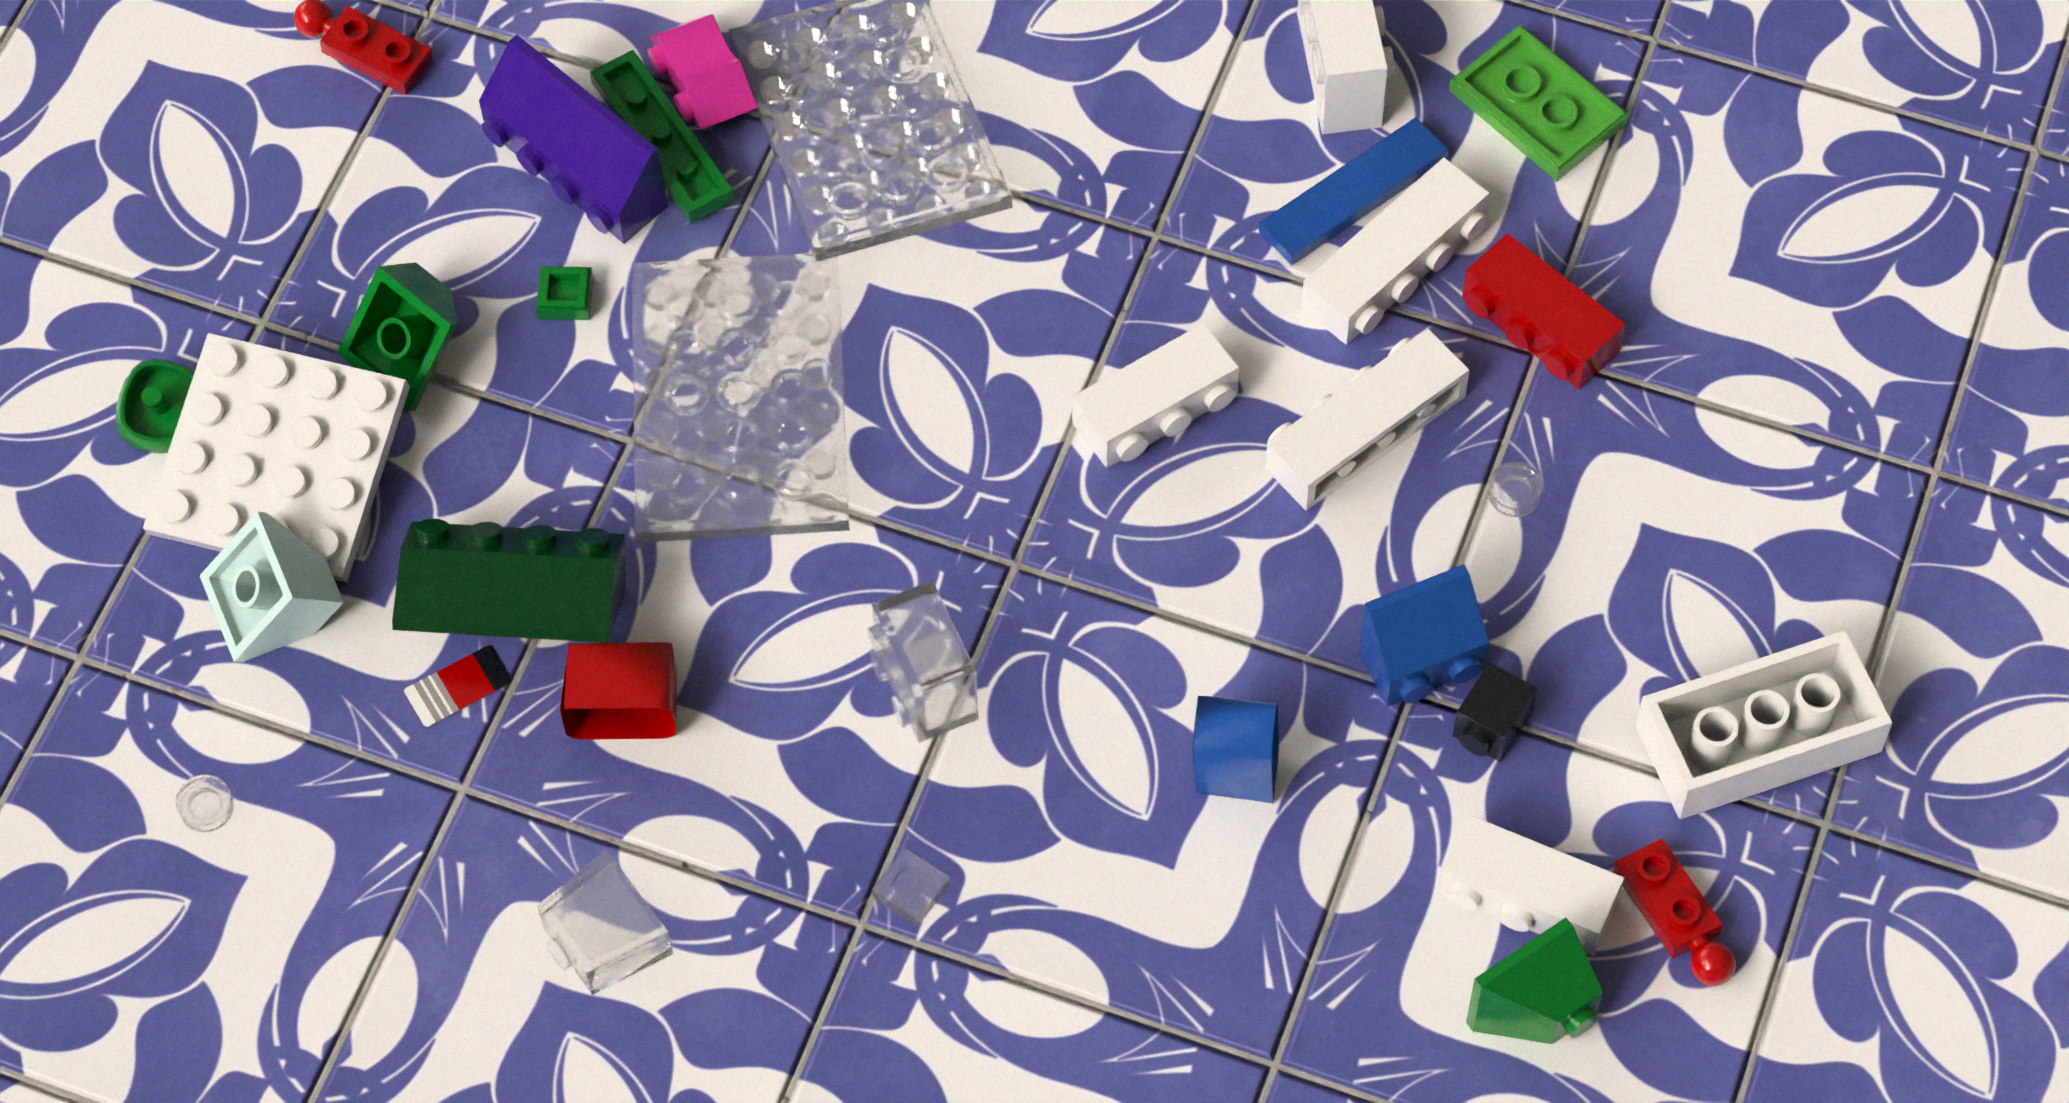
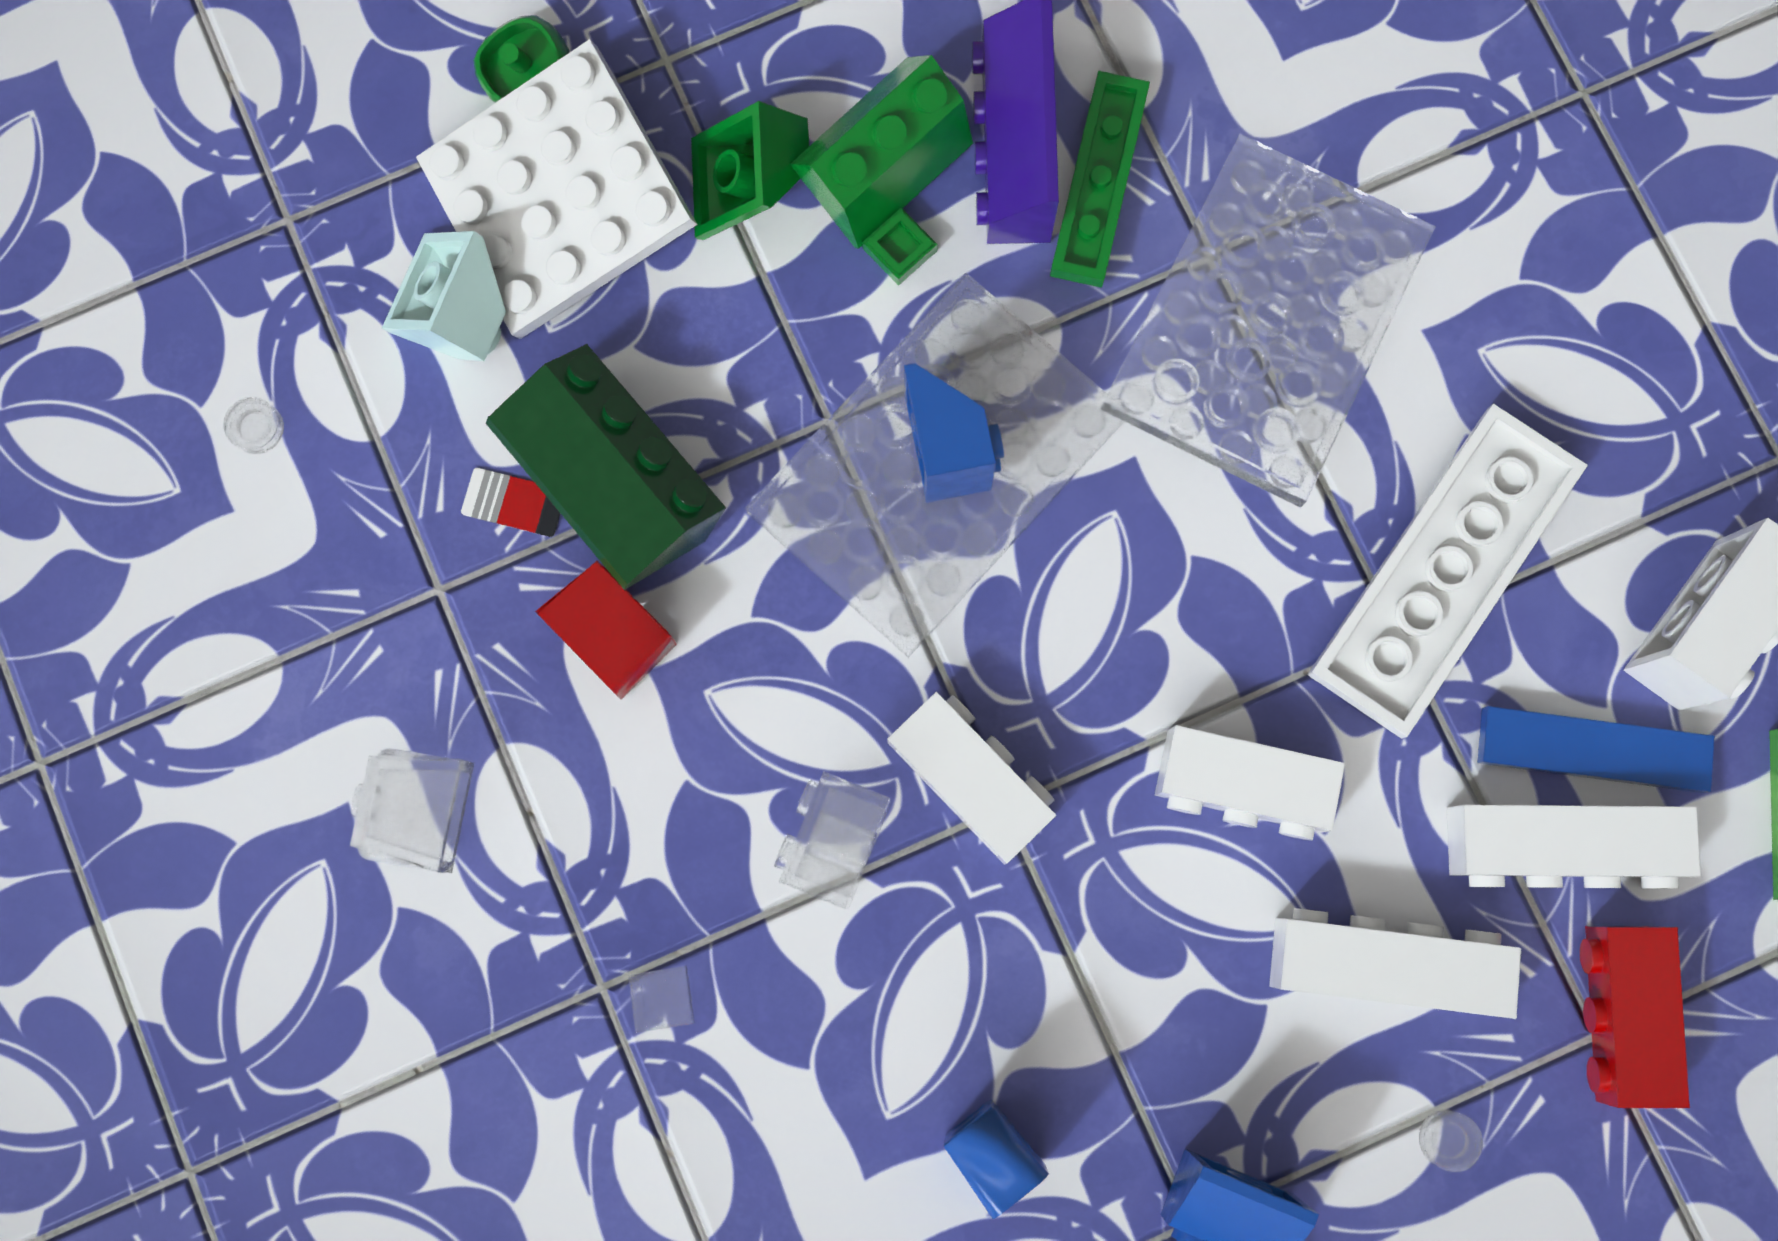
camera: 50 degrees right, 20 degrees up
(493, 230) = (886, 147): none -> green slope
(702, 72) = (1182, 152): dark pink brick -> none
(733, 350) = (950, 437): none -> blue slope
(974, 554) = (973, 776): none -> white brick
(1147, 170) = (1447, 571): none -> white plate

